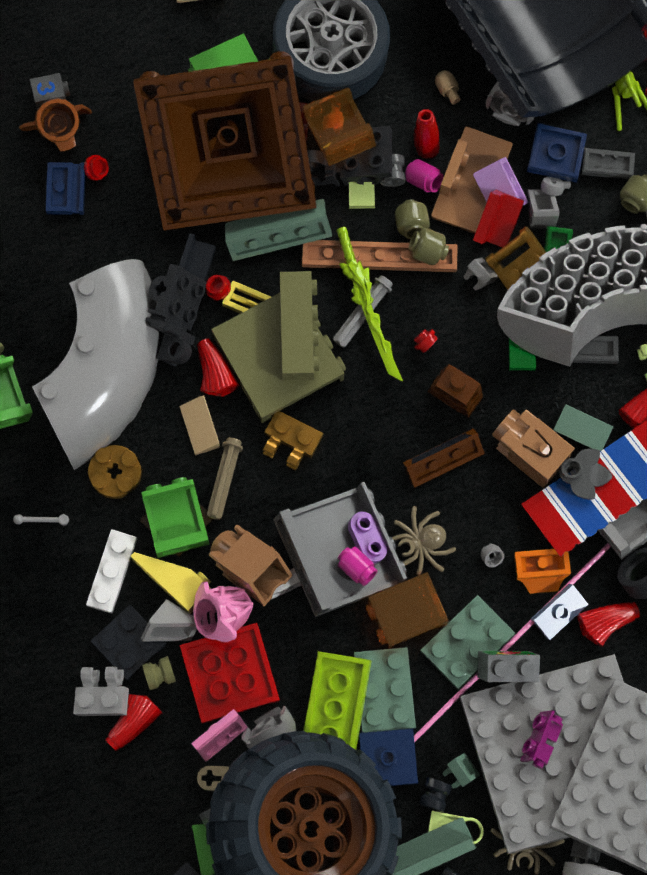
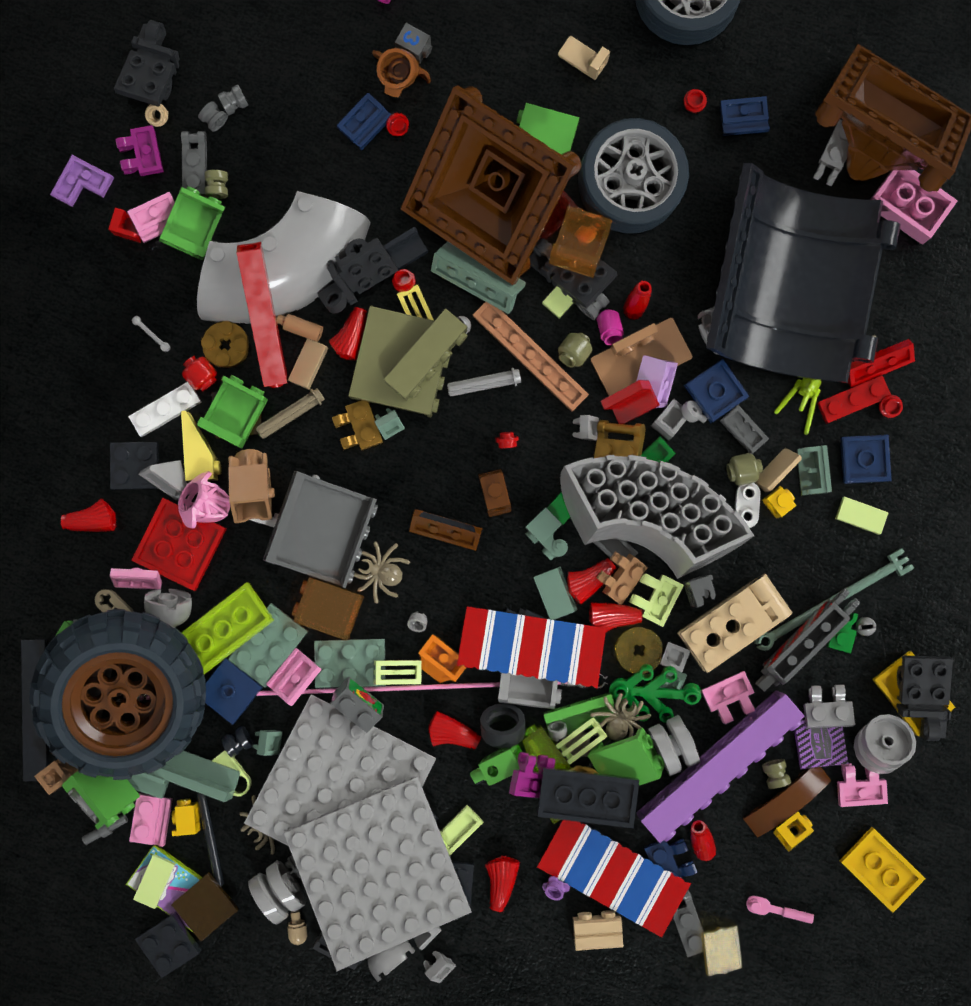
camera: 45 degrees right, 10 degrees up
(101, 701) = (80, 488): light grey plate -> none
(115, 513) = (199, 373): none -> red head
(131, 410) = (262, 314): none -> brick
(158, 673) = (133, 503): olive wheel -> none
(166, 400) = (300, 327): none -> medium nougat cylinder
(315, 413) = (389, 424): none -> sand green tile
(357, 565) = (319, 550): dark pink brick -> none
(362, 296) = (491, 373): lime sword -> none
(365, 537) = (344, 537): medium lavender plate -> none
(428, 246) = (565, 379): olive head -> none
(432, 694) = (293, 677): none -> bright pink plate
(447, 86) = (686, 278): tan cylinder -> none
(500, 624) = (378, 672): none -> yellowish green tile
(524, 388) = (542, 530): none -> sand green brick
(532, 446) = (509, 575): medium nougat piece -> none
(545, 727) = (322, 774): magenta hinge -> none
(559, 611) = (426, 698): plate -> none
(588, 474) = (526, 629): dark grey plate -> none
(599, 397) = (585, 583): none -> red piece
(628, 366) = (624, 579): none -> medium nougat plate

